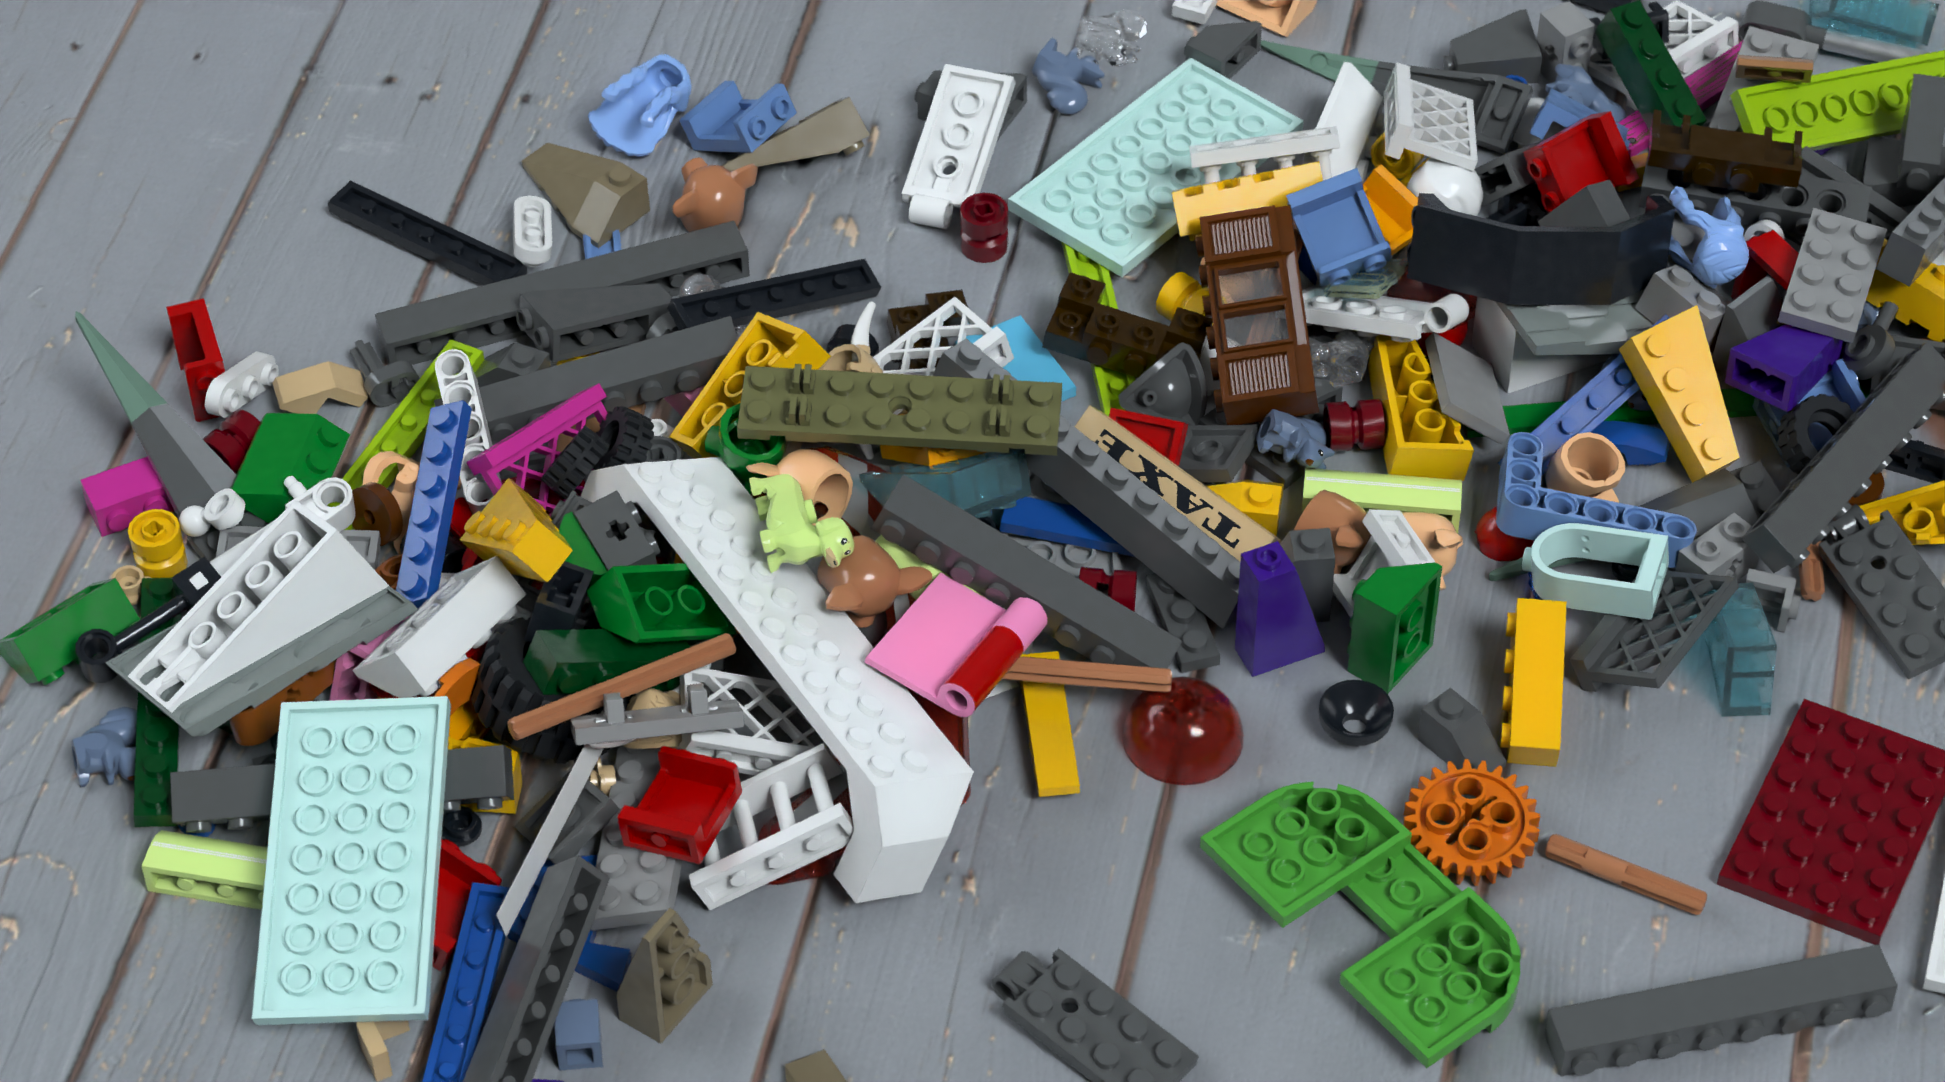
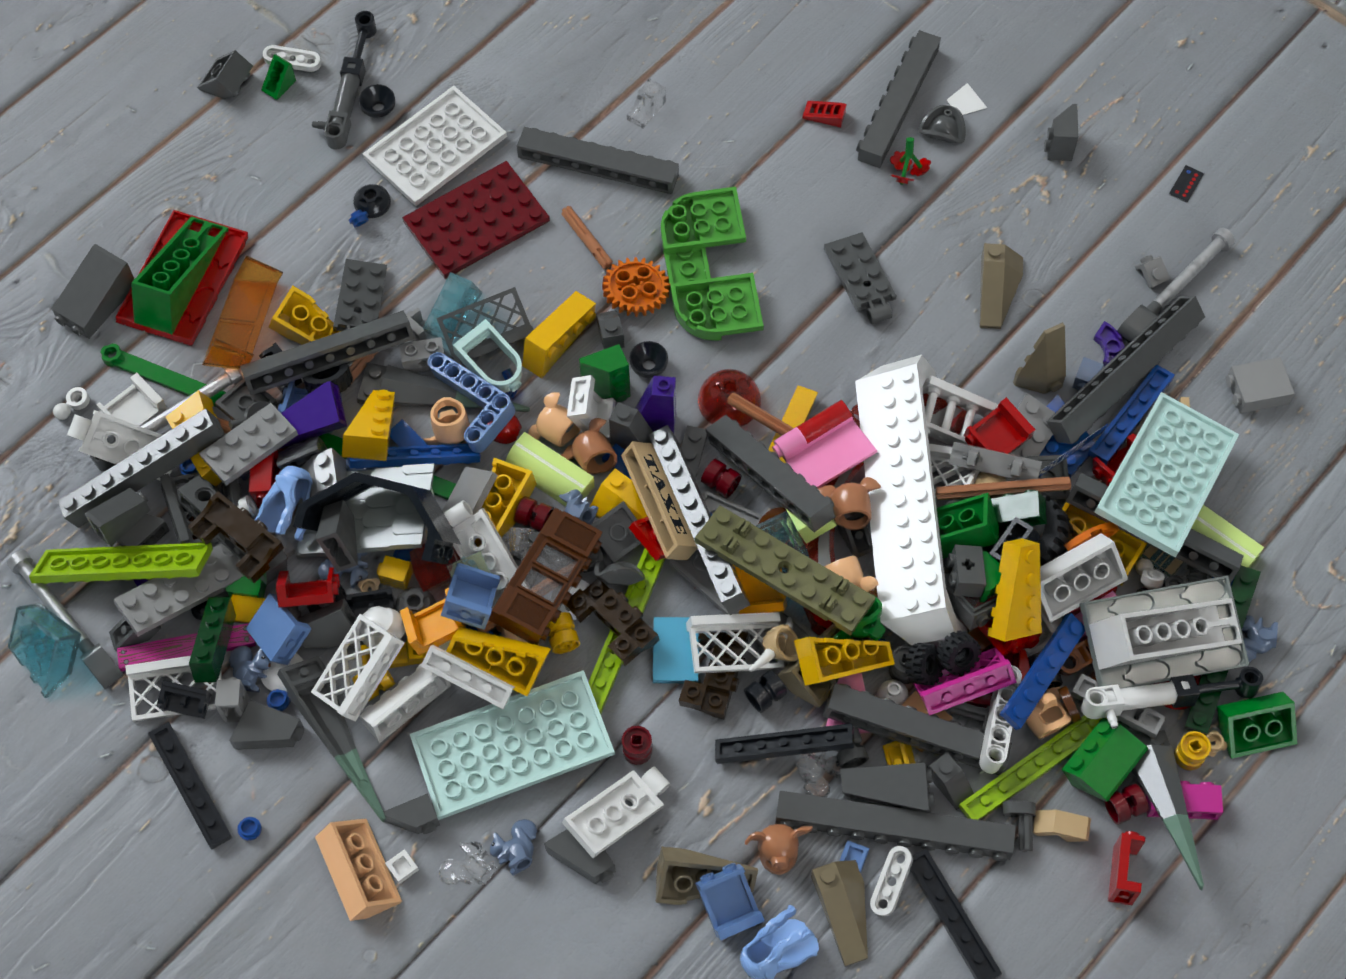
camera: 150 degrees left, 15 degrees up
(221, 511) = (1168, 744): white plate -> none
(241, 384) = (1107, 839): white plate -> none
(791, 528) = (878, 528): yellowish green animal -> none
(1774, 68) = (161, 577): slope -> none

